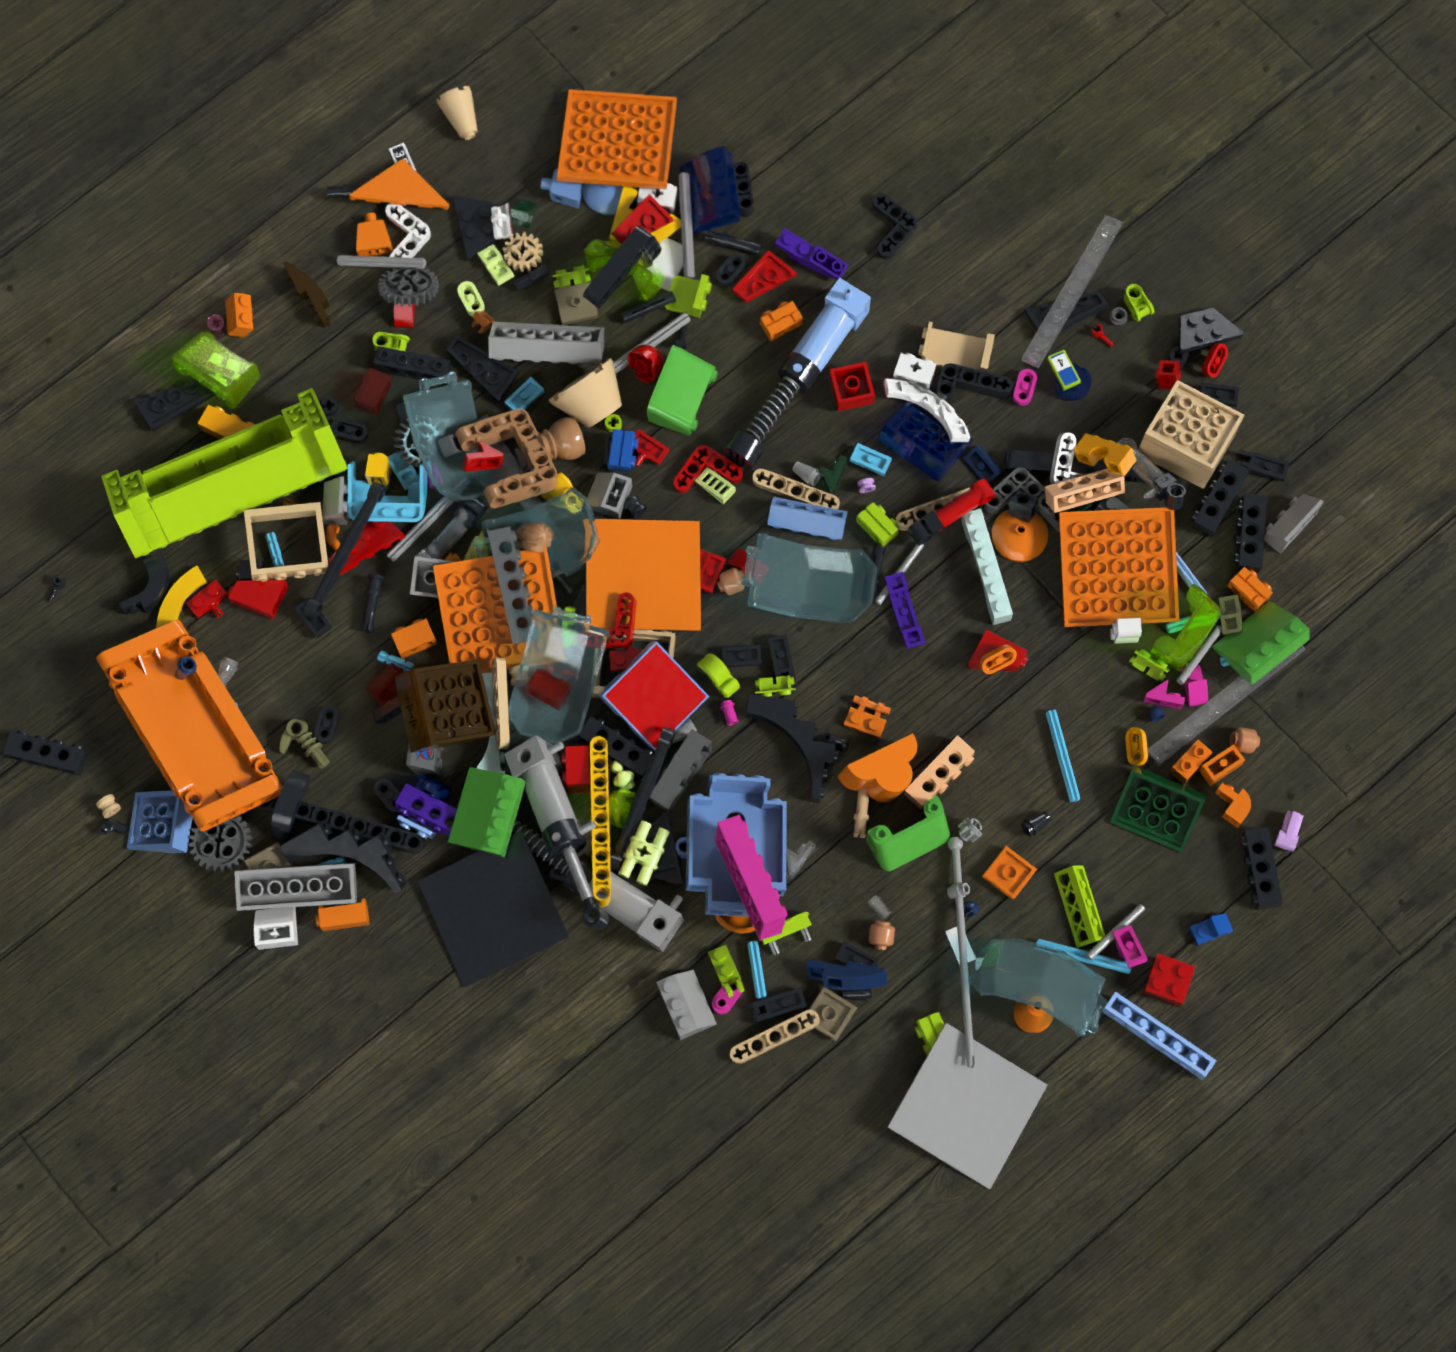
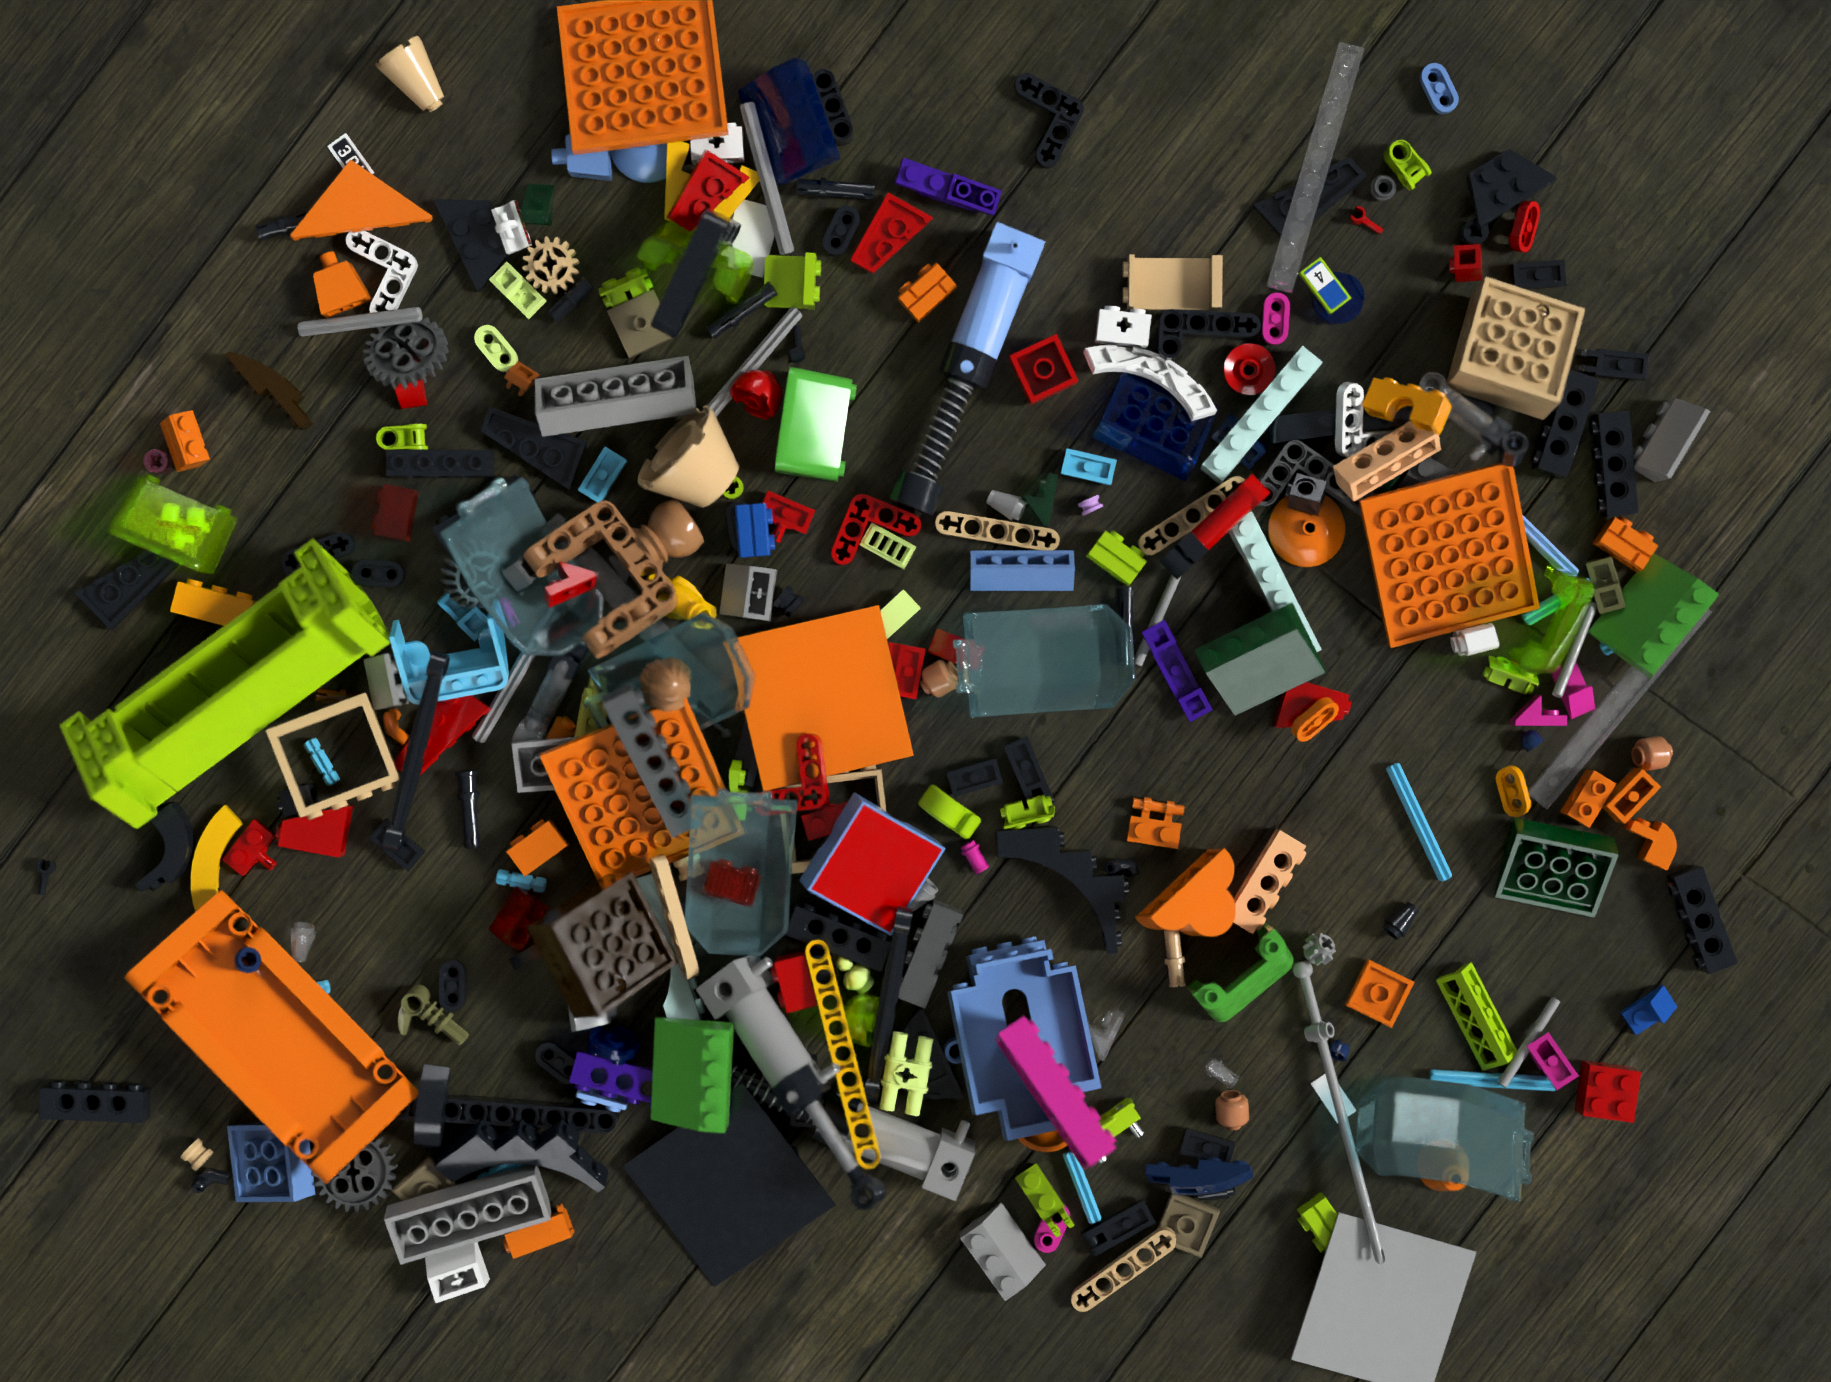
camera: 20 degrees left, 15 degrees up
(378, 469) = (432, 627): yellow brick -> none
(712, 531) = (898, 612): none -> yellowish green slope
(967, 610) = (1261, 659): none -> slope
(978, 463) = (1261, 415): none -> light aqua arch
(1003, 409) = (1258, 359): none -> red dish
(1159, 1036) = (1609, 1167): light blue brick -> none
(1170, 260) = (1441, 88): none -> medium blue plate
(1287, 836) = (1727, 869): lavender piece -> none

